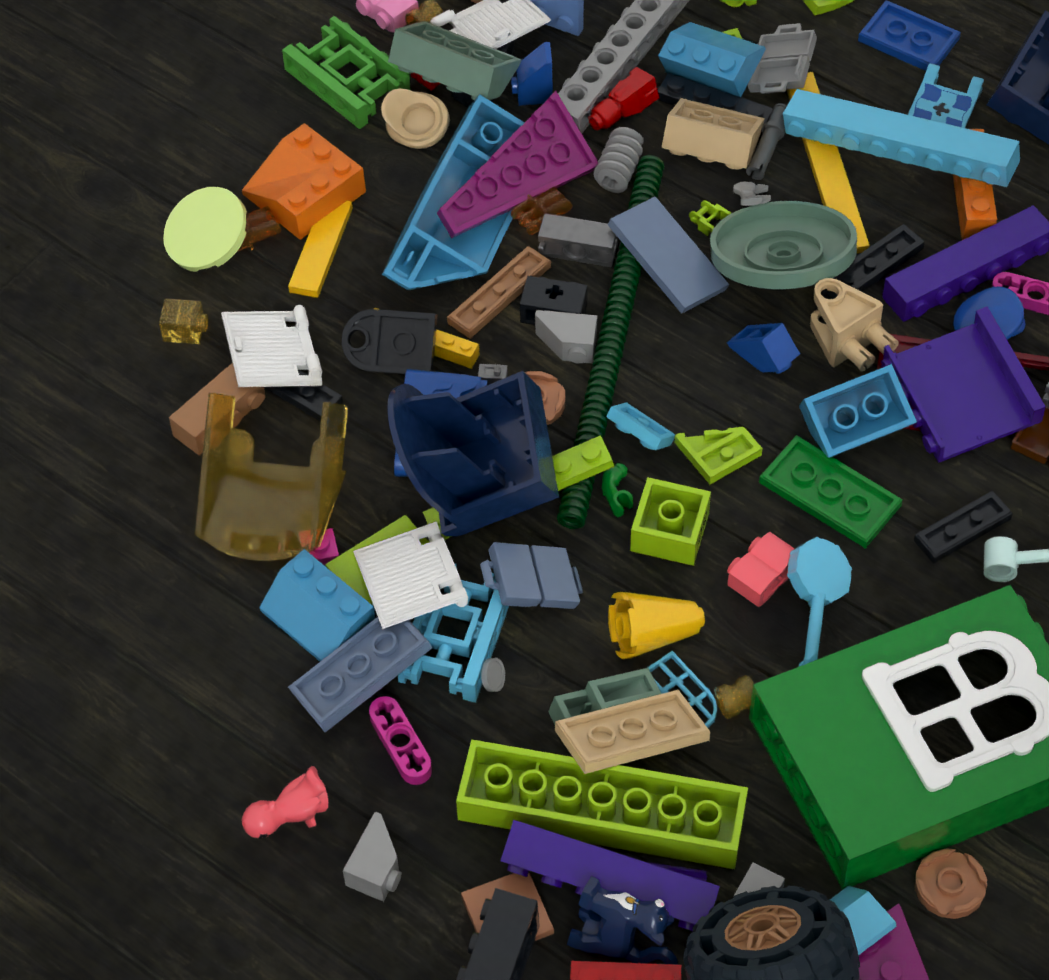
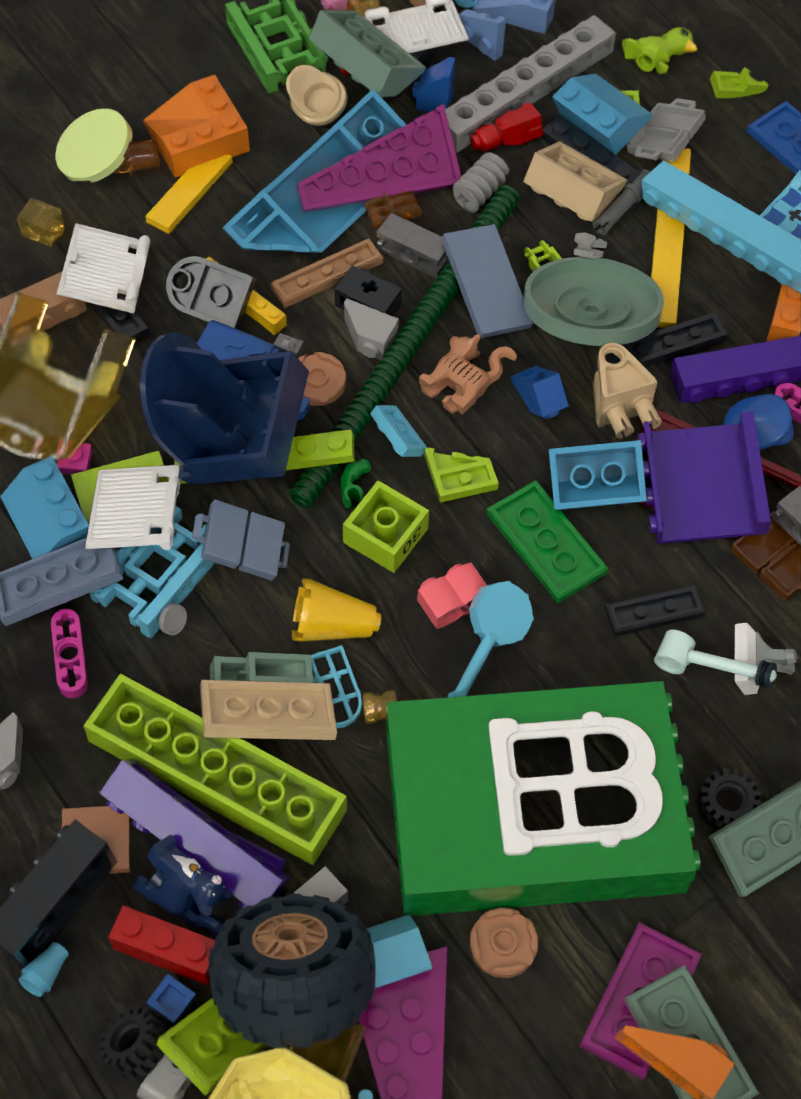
camera: 15 degrees right, 5 degrees up
(680, 354) = (462, 376): none -> nougat animal

